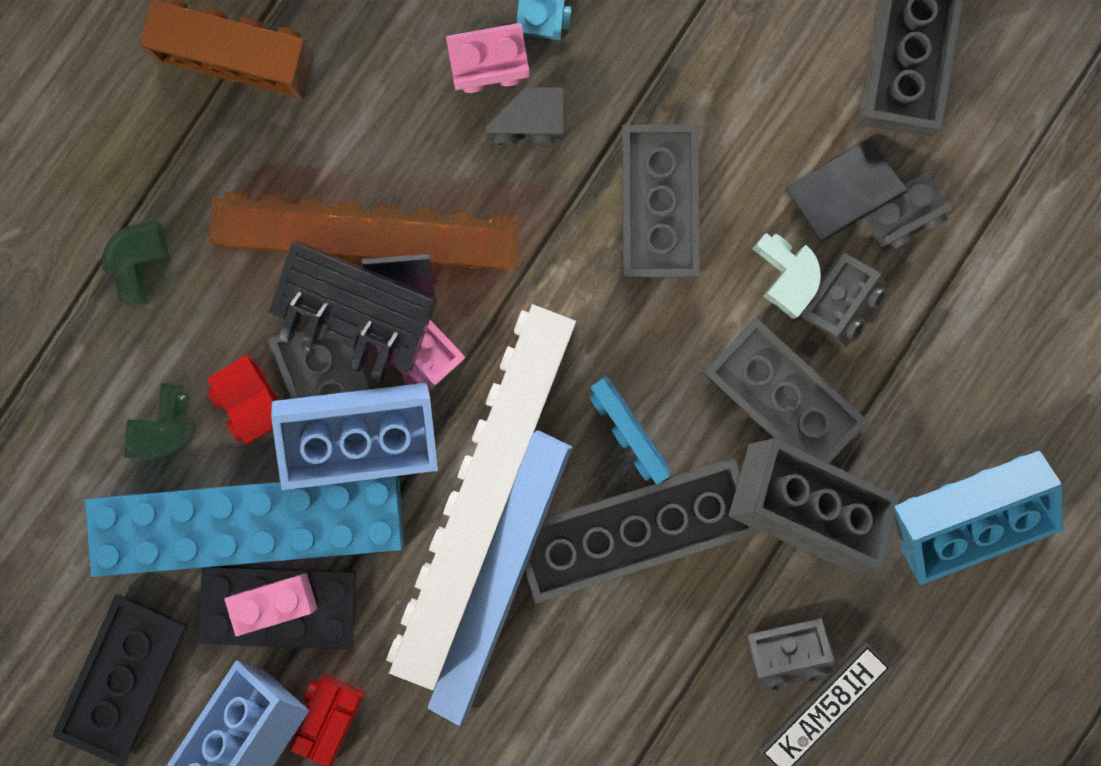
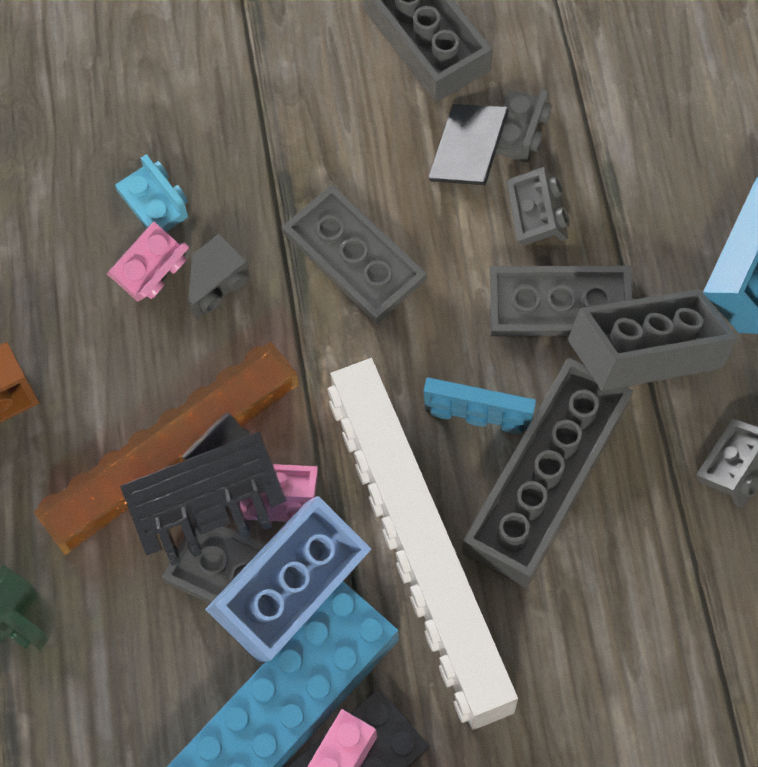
camera: 35 degrees left, 20 degrees down
(163, 437) = (145, 720): clear green brick -> none
(245, 397) = (184, 635): red brick -> none
(499, 577) = (489, 584): light blue tile -> none
(799, 274) = (489, 217): light aqua brick -> none

